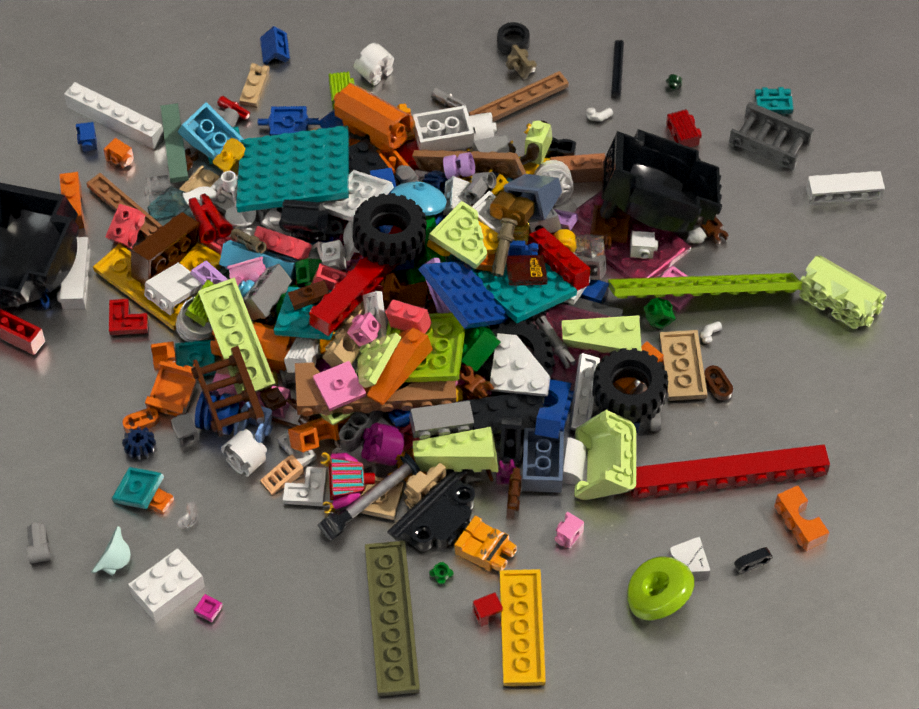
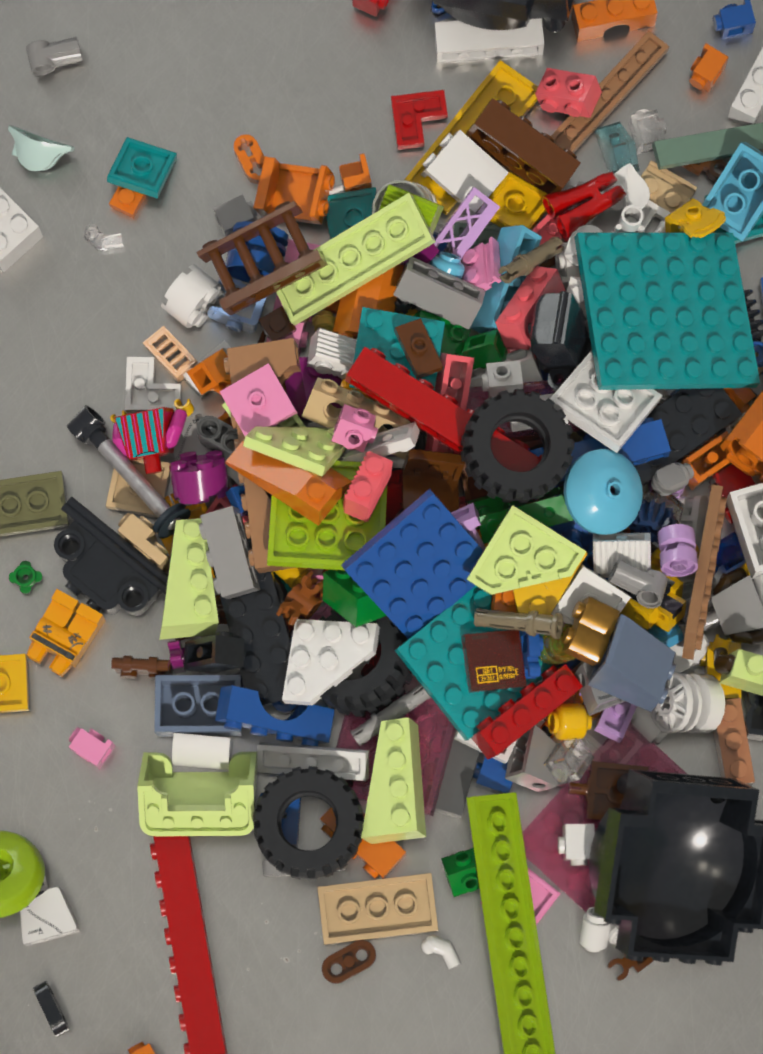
camera: 90 degrees right, 20 degrees up
(139, 442) = (216, 150): dark blue gear -> none
(696, 245) = (594, 931): none -> white brick

